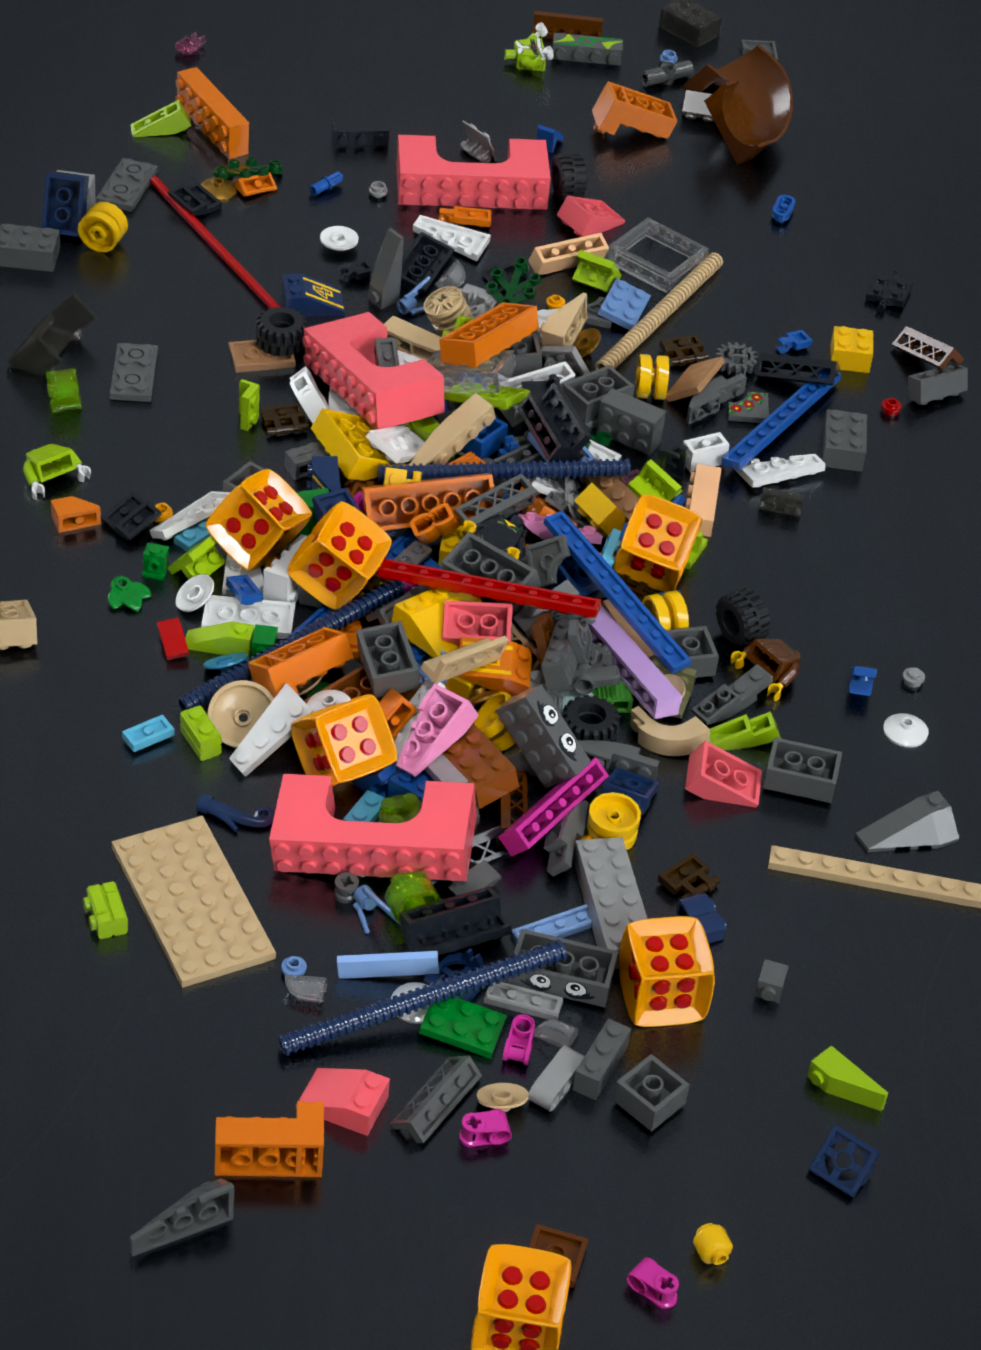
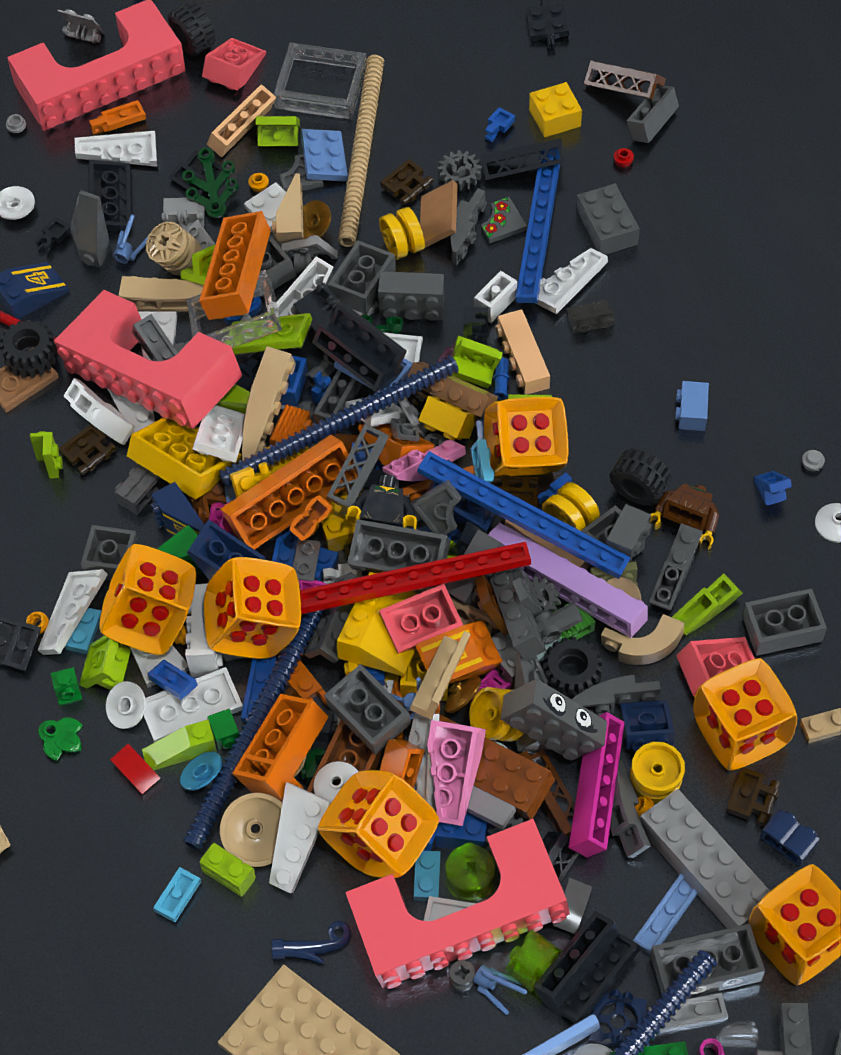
camera: 20 degrees left, 15 degrees up
(452, 276) = (146, 197): clear brick -> none
(703, 642) = (629, 531): none -> dark grey brick
(717, 809) = (744, 714): none -> light orange piece
(829, 595) = (693, 405): none -> medium blue brick

